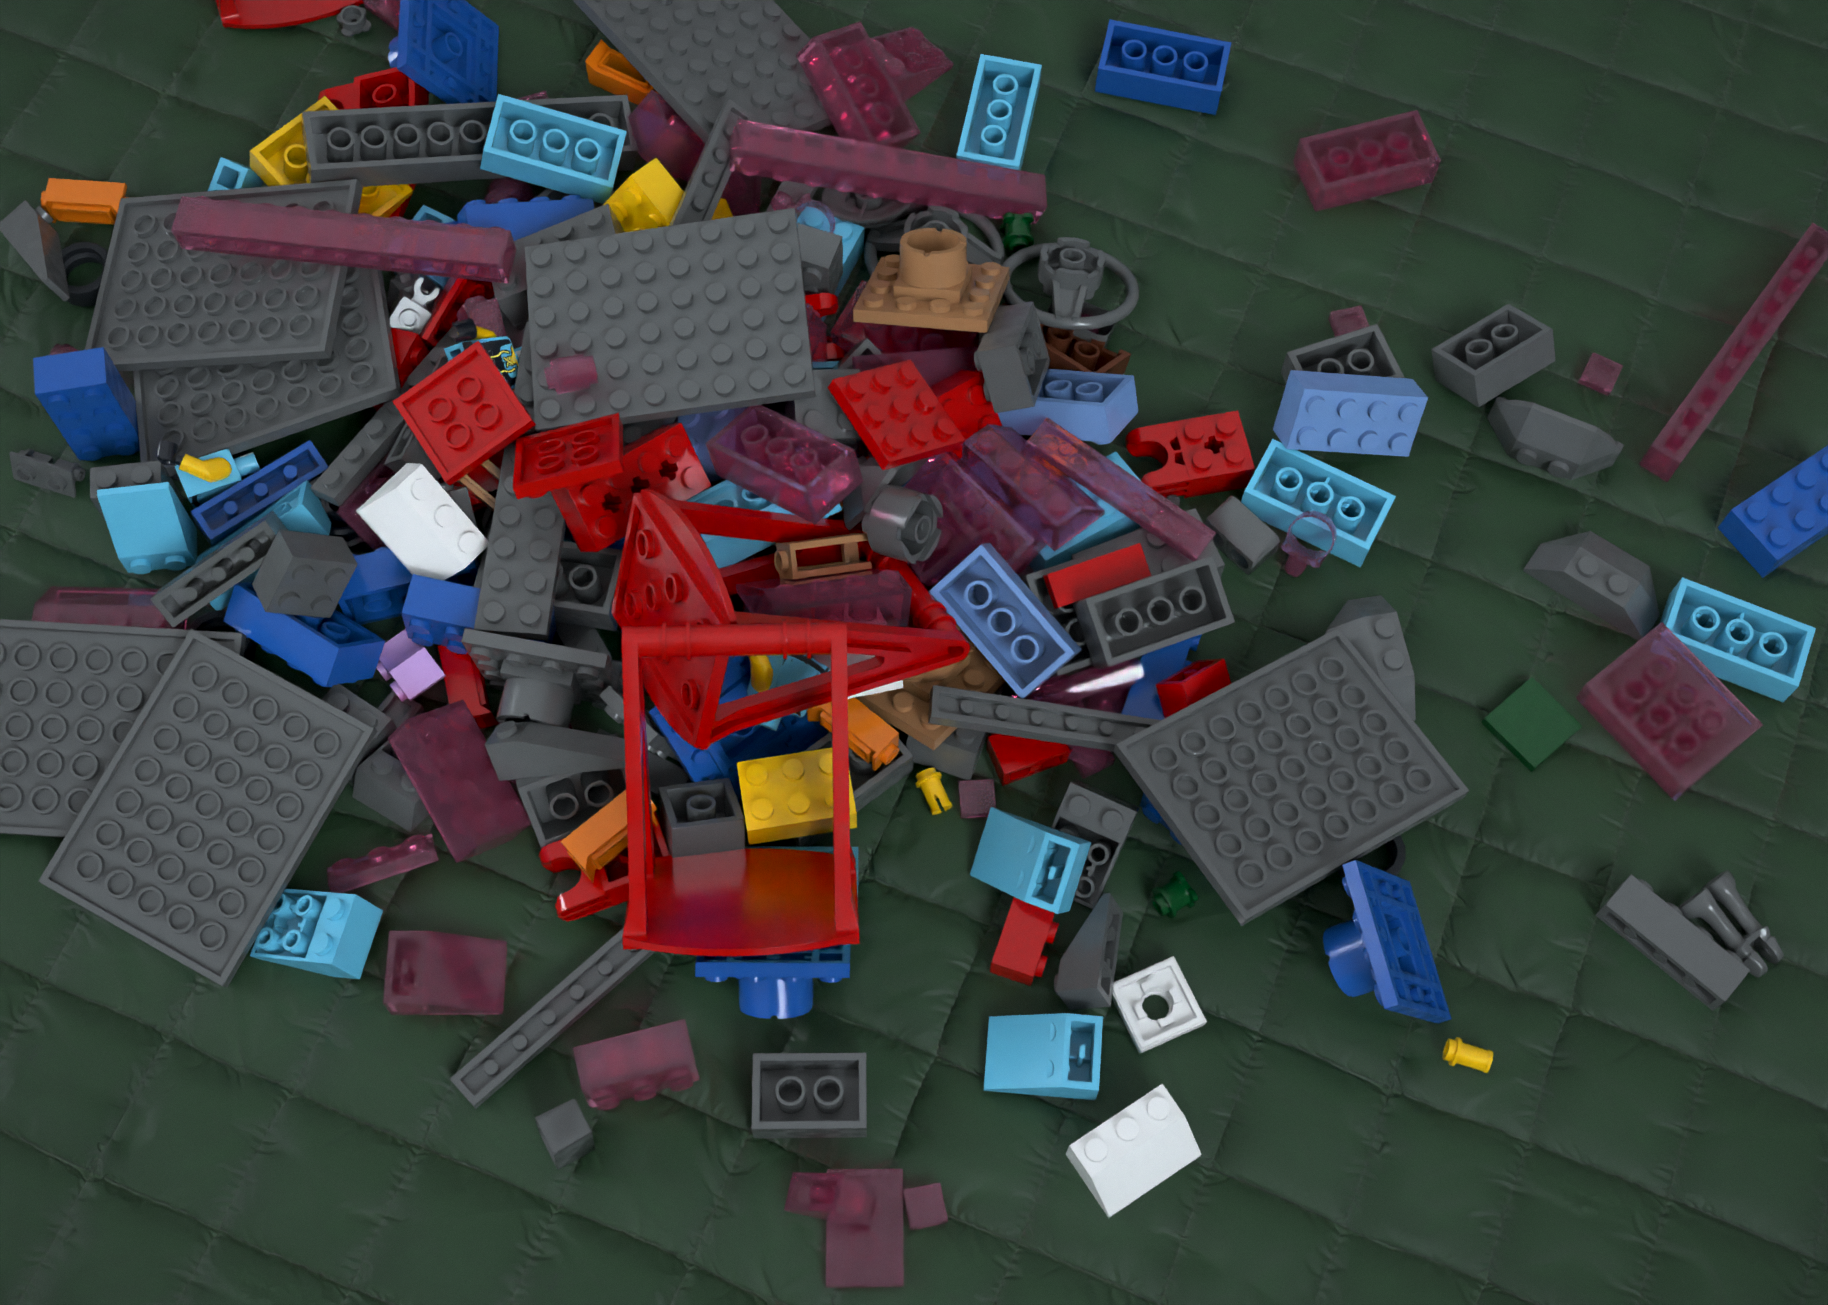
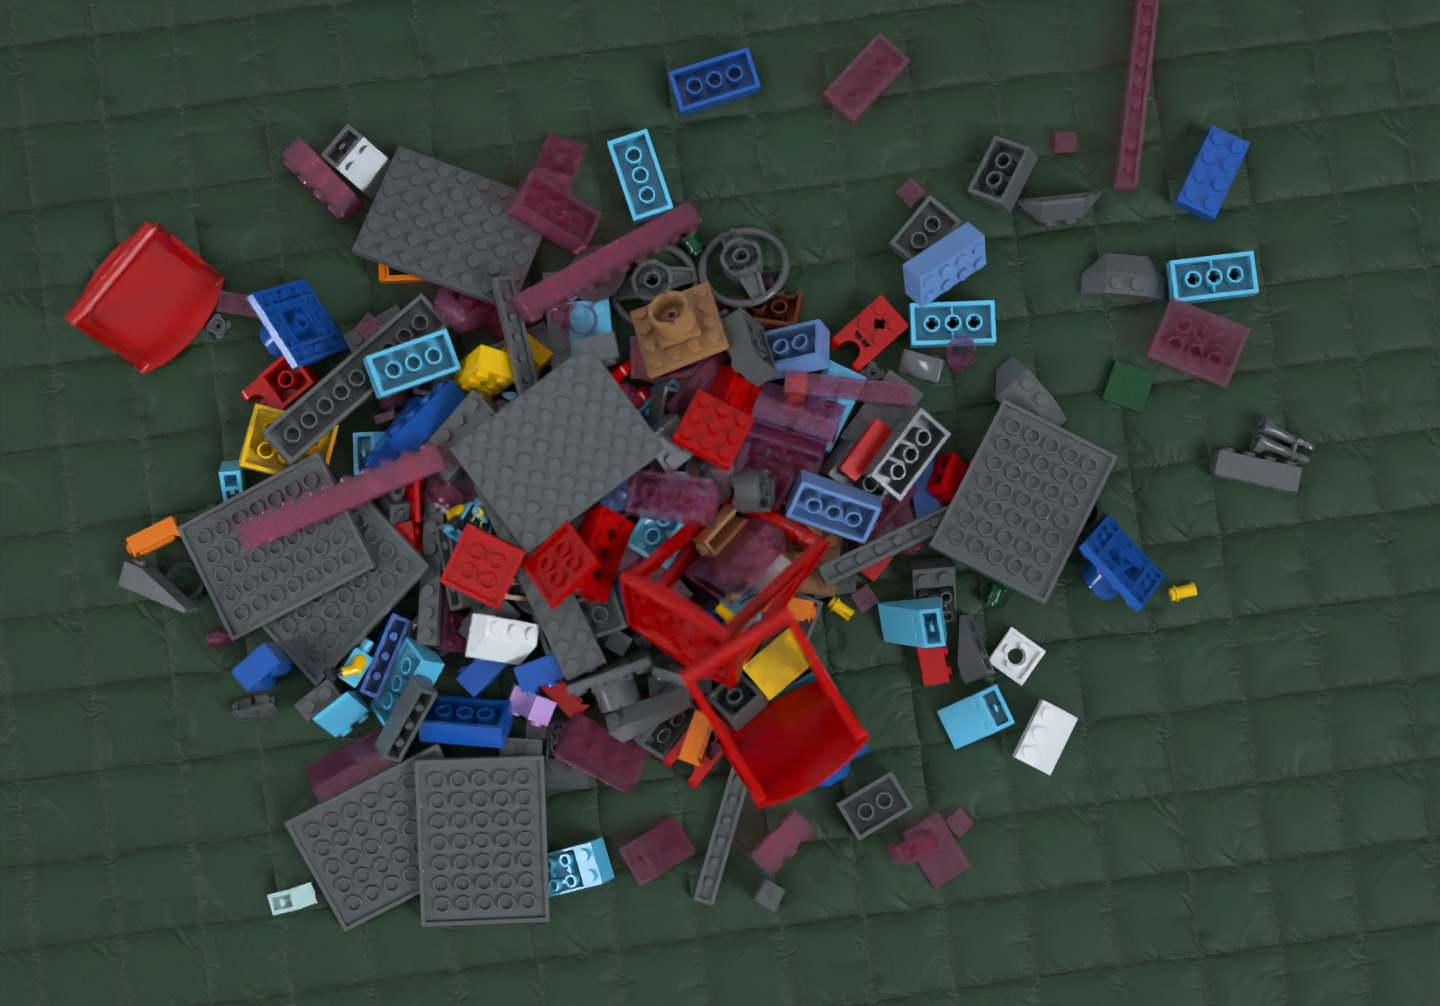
camera: 30 degrees left, 20 degrees up
(304, 574) = (454, 699): dark grey brick -> none
(382, 863) = (586, 814): clear pink plate -> none
(571, 373) = (530, 515): clear pink brick -> none

